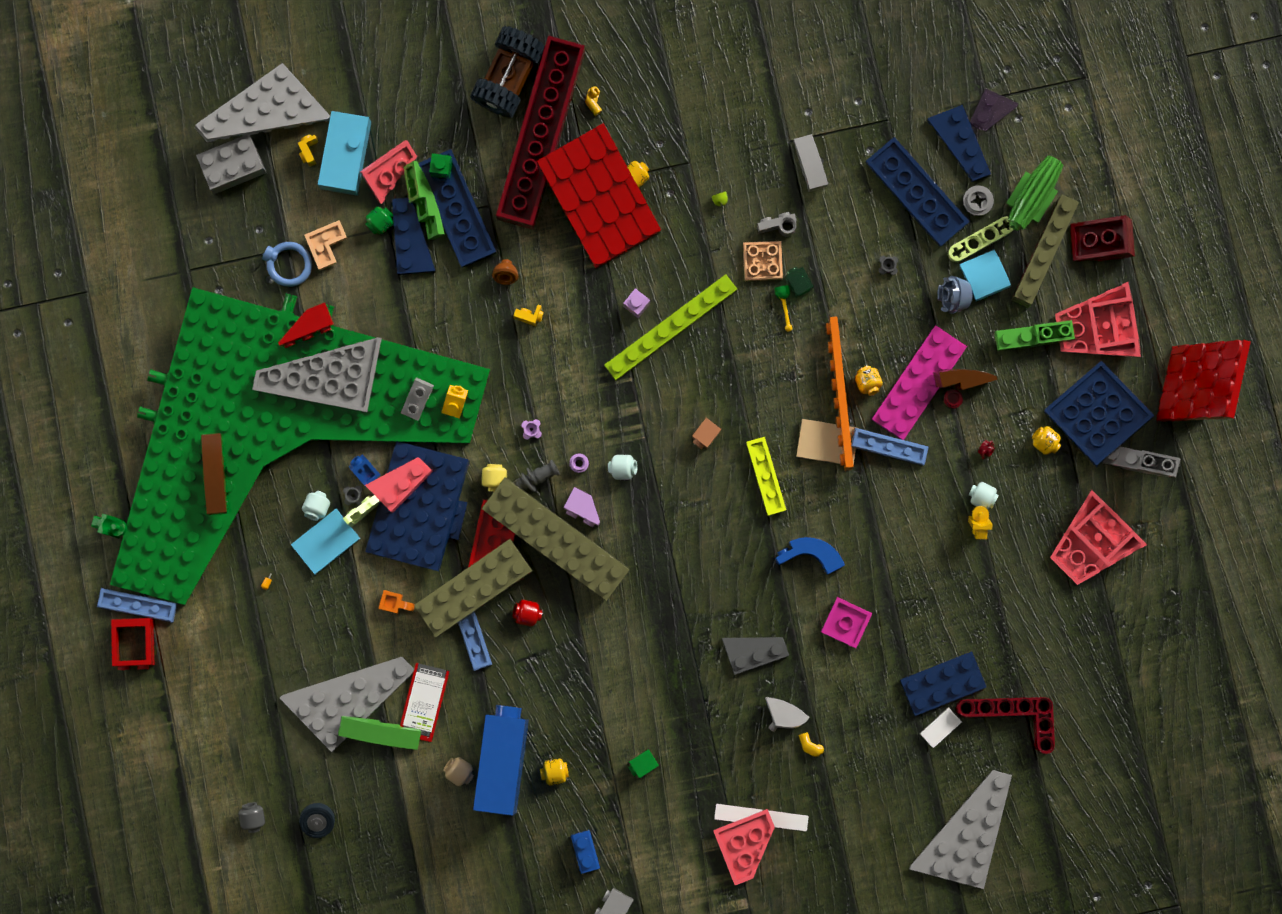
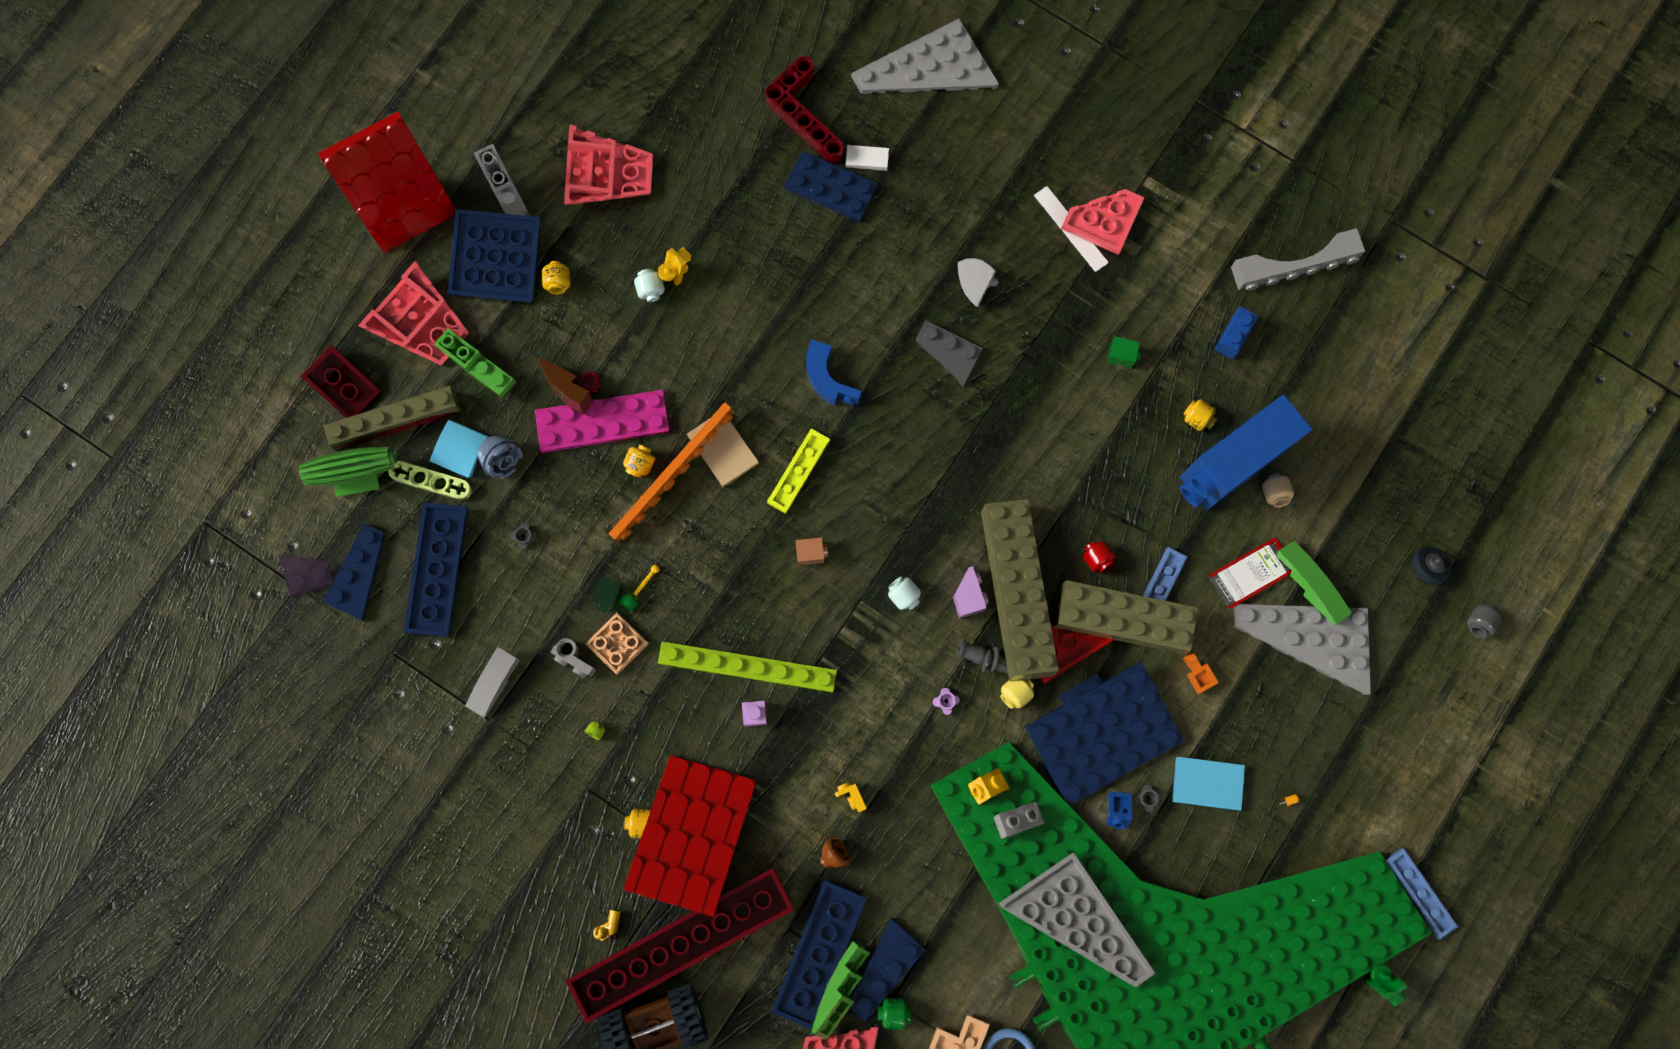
camera: 135 degrees left, 5 degrees down
(148, 623) = (1428, 868): red window -> none
(214, 474) = (1256, 934): reddish brown slope -> none
(310, 322) = (1046, 979): red slope -> none
(315, 505) = (1189, 821): light aqua head -> none
(360, 512) = (1163, 778): yellowish green wing -> none
(400, 483) = (1102, 765): coral wing -> none
(440, 166) = (796, 1004): green brick -> none
(583, 458) = (935, 627): lavender plate -> none
(809, 747) = (980, 235): yellow arm -> none
(846, 622) = (855, 300): dark pink plate -> none
(889, 446) = (678, 395): medium blue tile -> none
(982, 193) = (388, 516): light grey gear -> none
(986, 449) = (607, 318): dark red plate -> none

